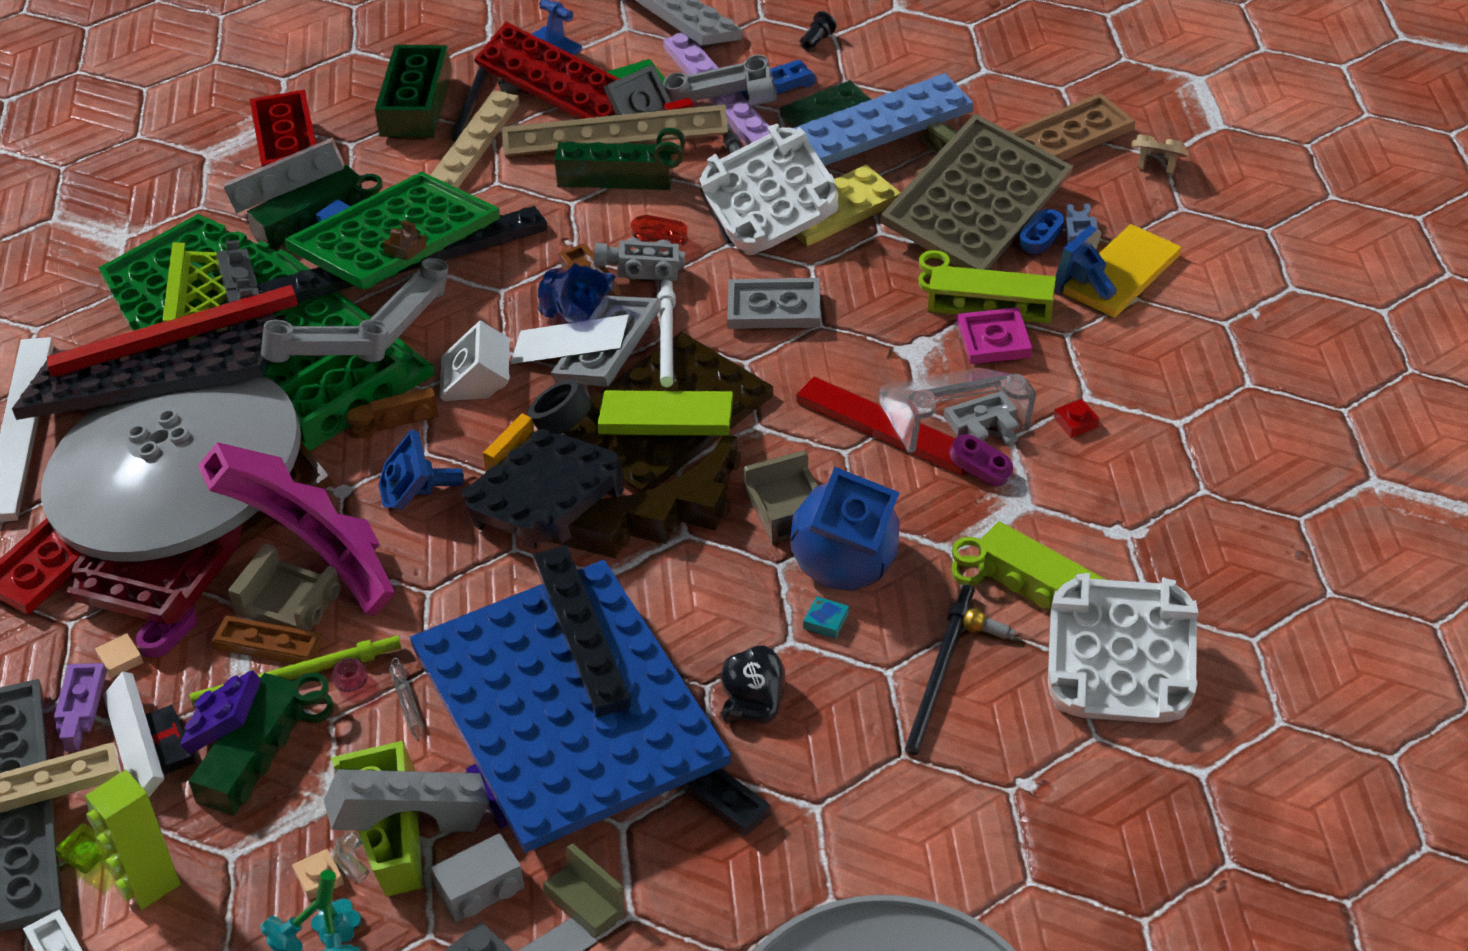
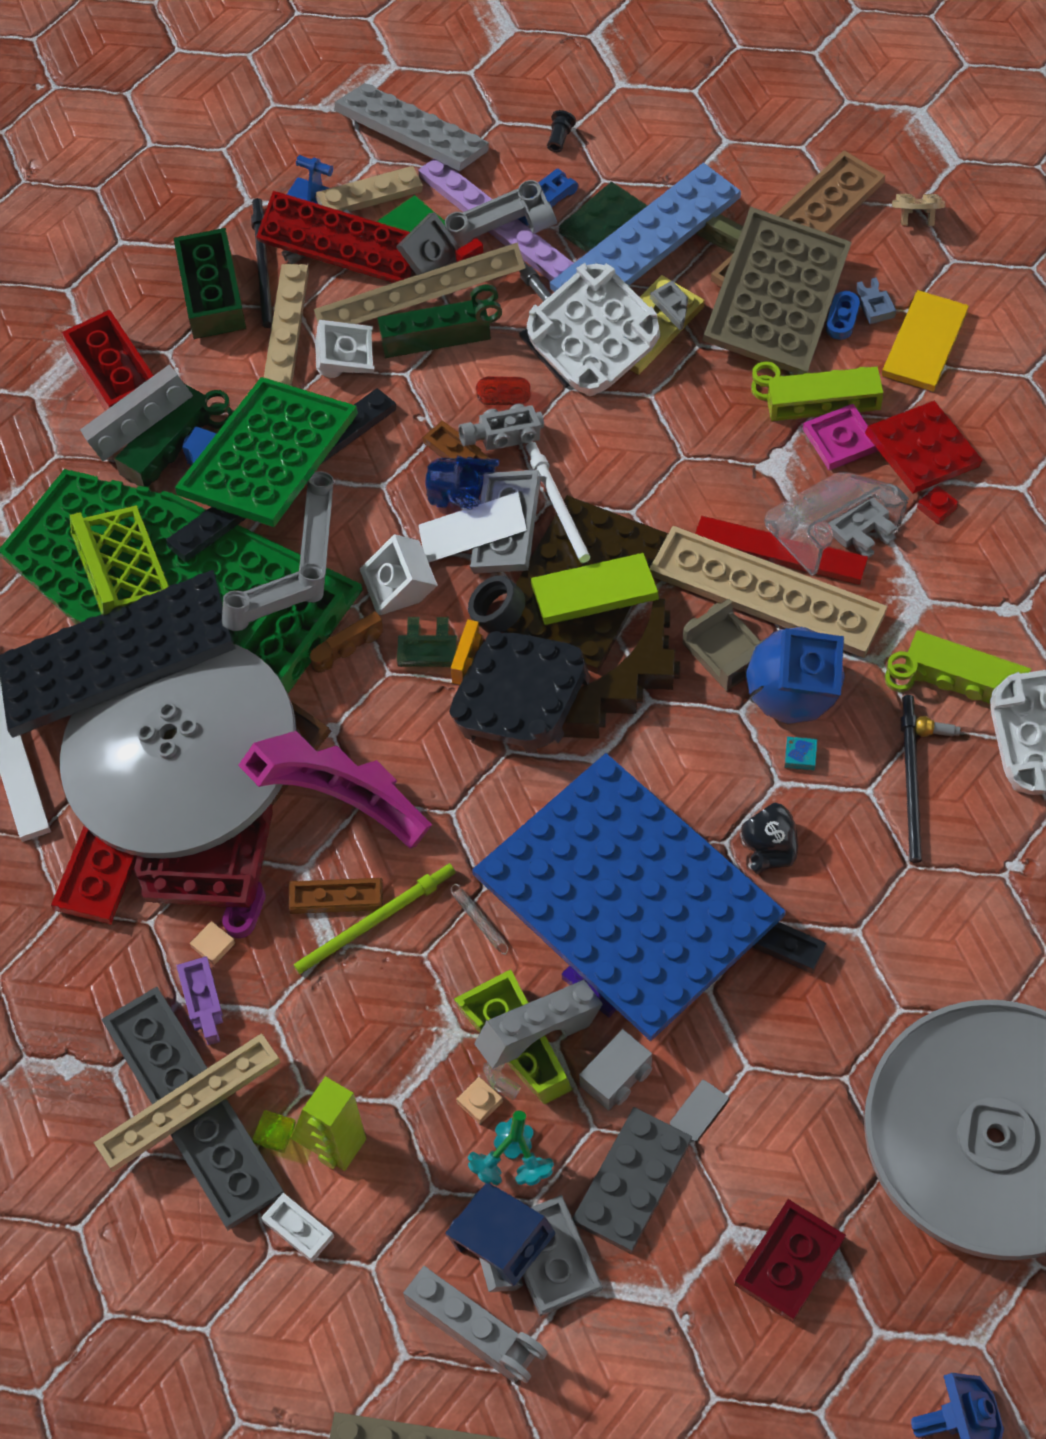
camera: 15 degrees left, 15 degrees up
(133, 732) = (266, 1018): white tile -> none
(167, 736) = (293, 1012): black tile -> none
(171, 331) = (116, 612): red tile -> none
(220, 711) = (337, 979): dark purple plate -> none
(236, 272) = (147, 540): dark grey plate -> none
(244, 755) = (371, 993): dark green hinge -> none
(283, 592) = (331, 846): dark tan panel -> none
(349, 675) = (420, 904): clear pink plate -> none
(404, 242) = (294, 469): reddish brown tile -> none
(410, 474) = (391, 706): blue piece -> none
(467, 435) = (426, 650): none -> clear green plate
(516, 166) = (343, 348): none -> white slope
(582, 631) = (620, 829): black plate -> none
(586, 892) = (708, 1059): olive panel -> none
(611, 47) = (371, 190): none -> tan plate
(773, 303) = (637, 446): light grey plate -> none
(800, 423) = (767, 589): none -> tan plate
(863, 186) = (671, 302): none -> light grey tile
(981, 460) = (877, 569): magenta plate -> none
(1080, 360) = (923, 446): none -> red plate
(1084, 264) = (899, 348): blue piece -> none

